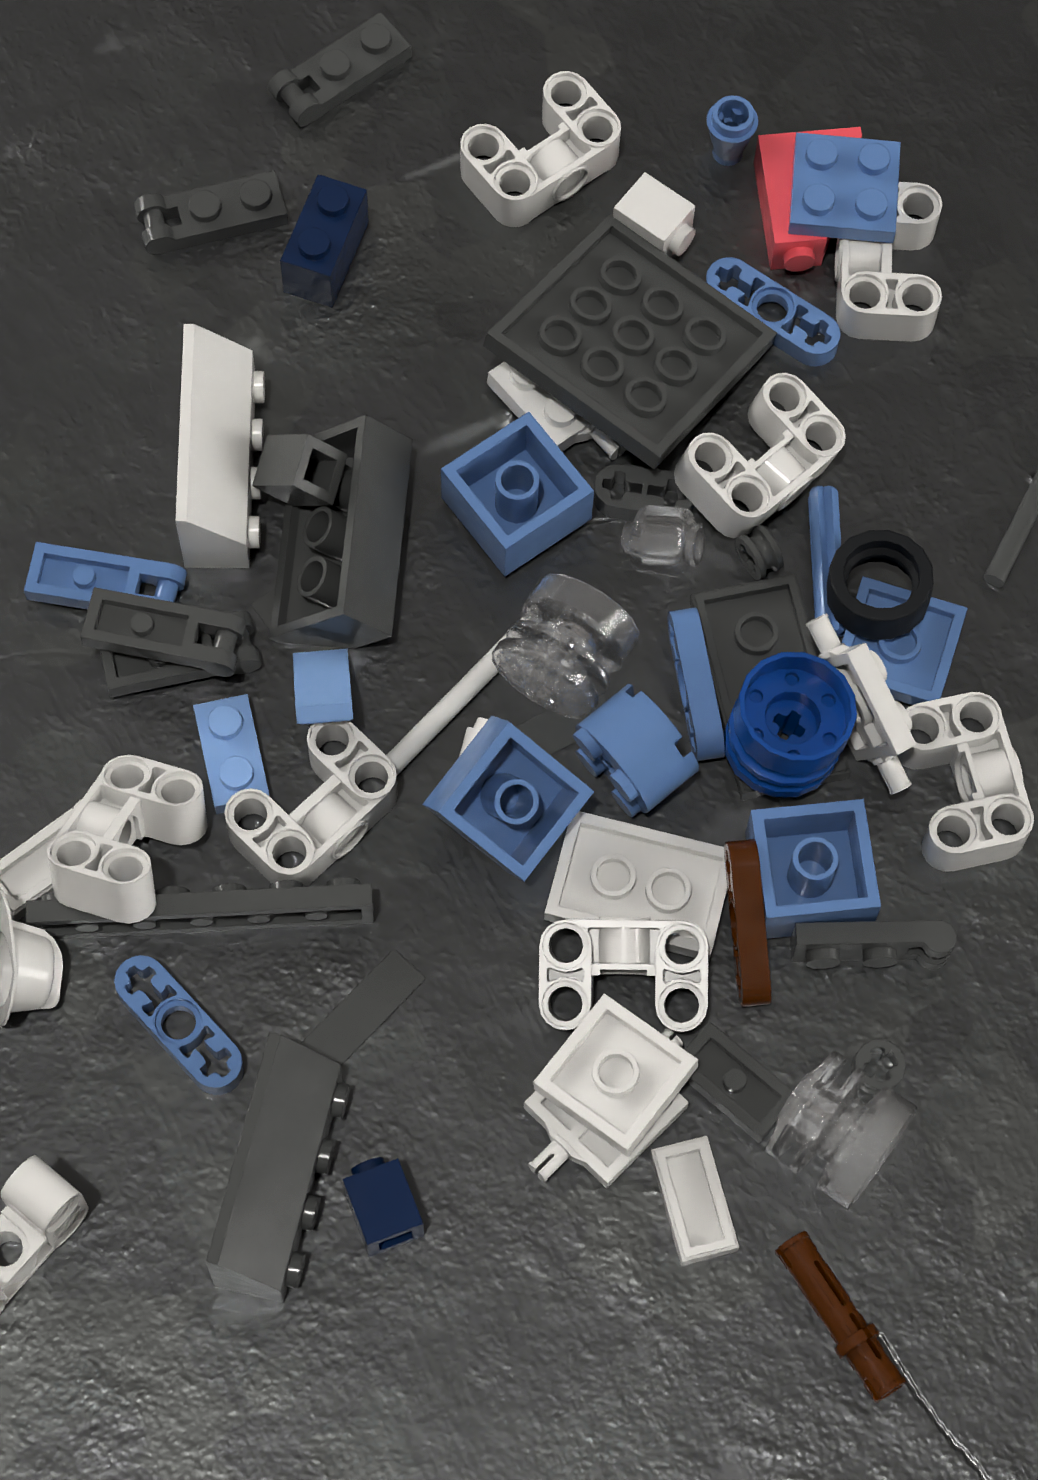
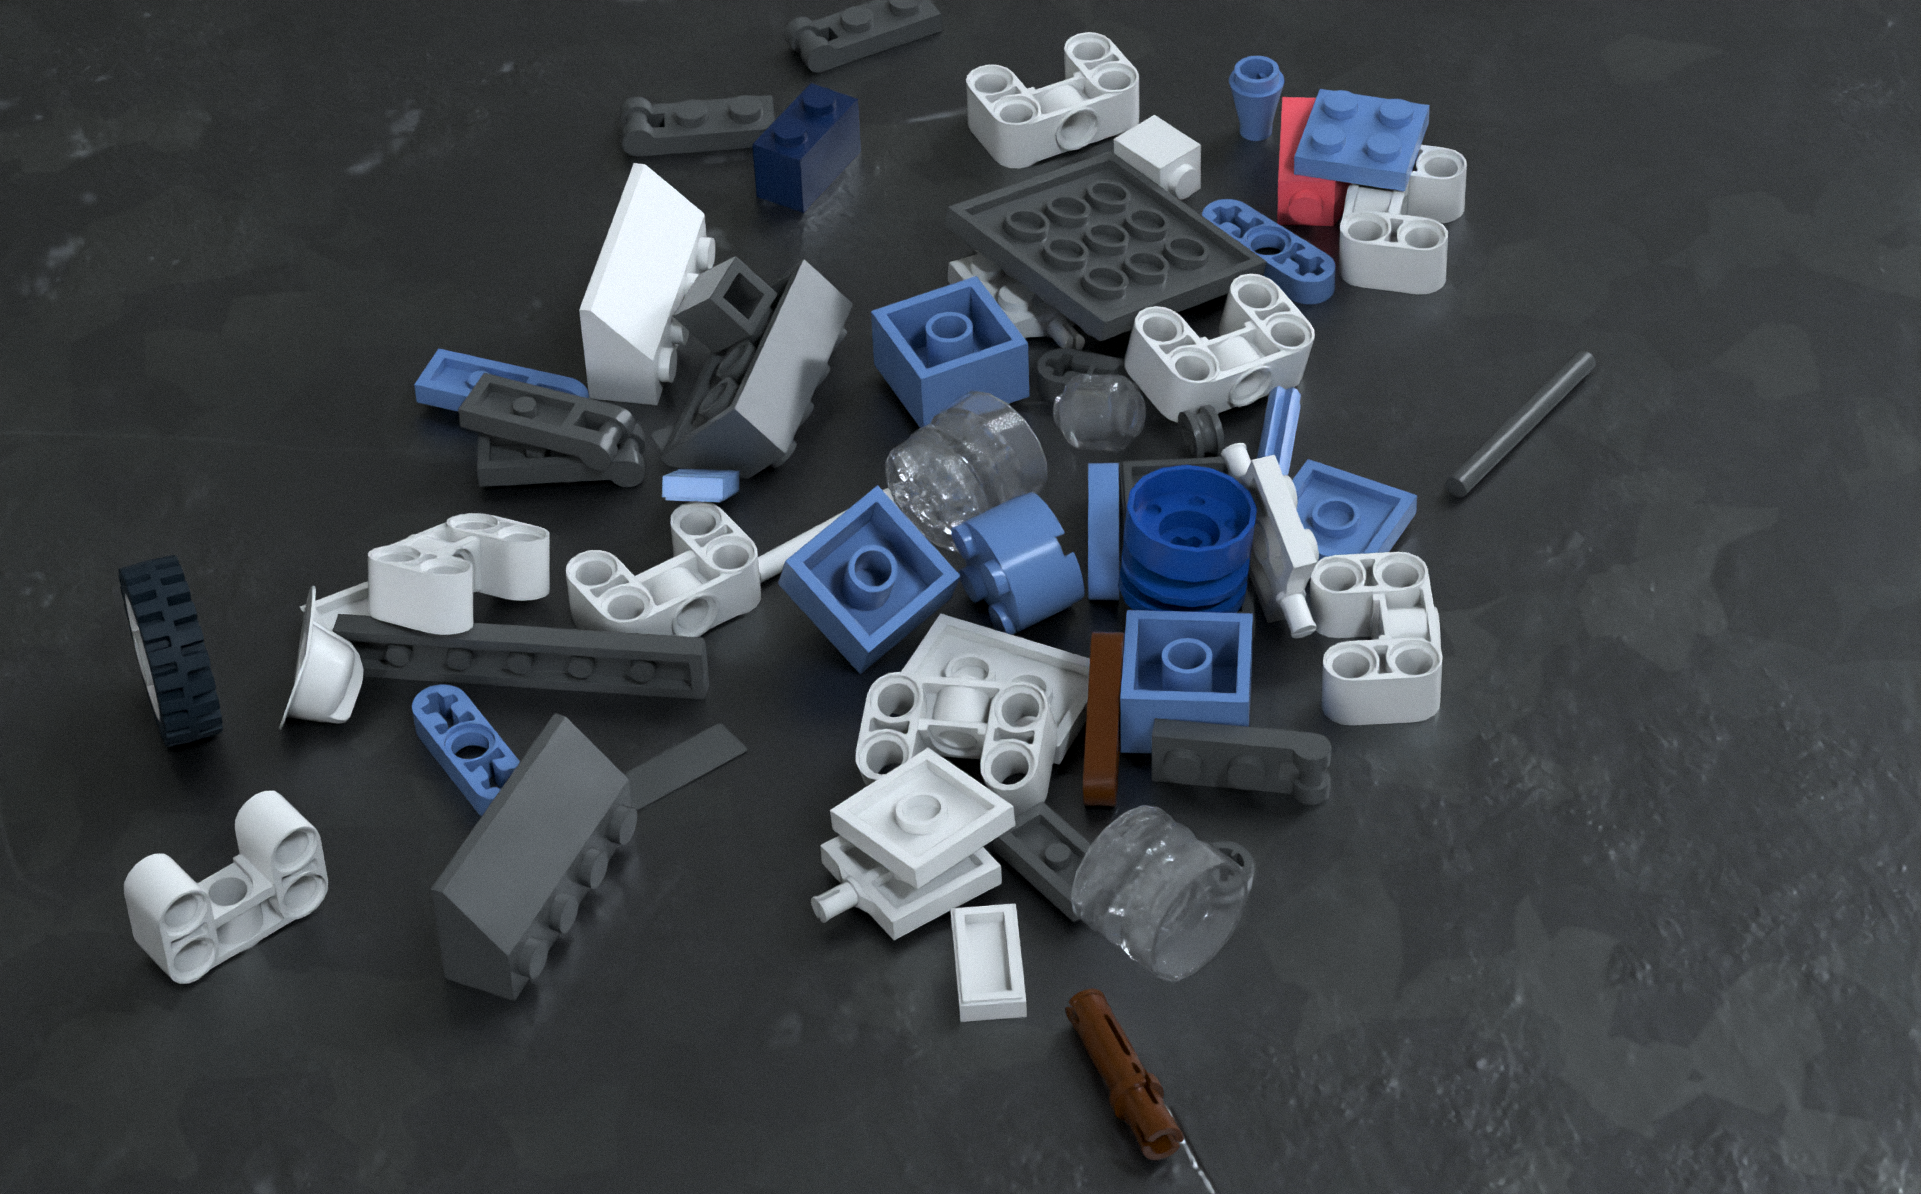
camera: 15 degrees right, 25 degrees down
(230, 748) = (591, 524): light blue plate -> none
(382, 1205) = (643, 918): dark blue brick -> none
(887, 548) = (1325, 429): black tyre -> none

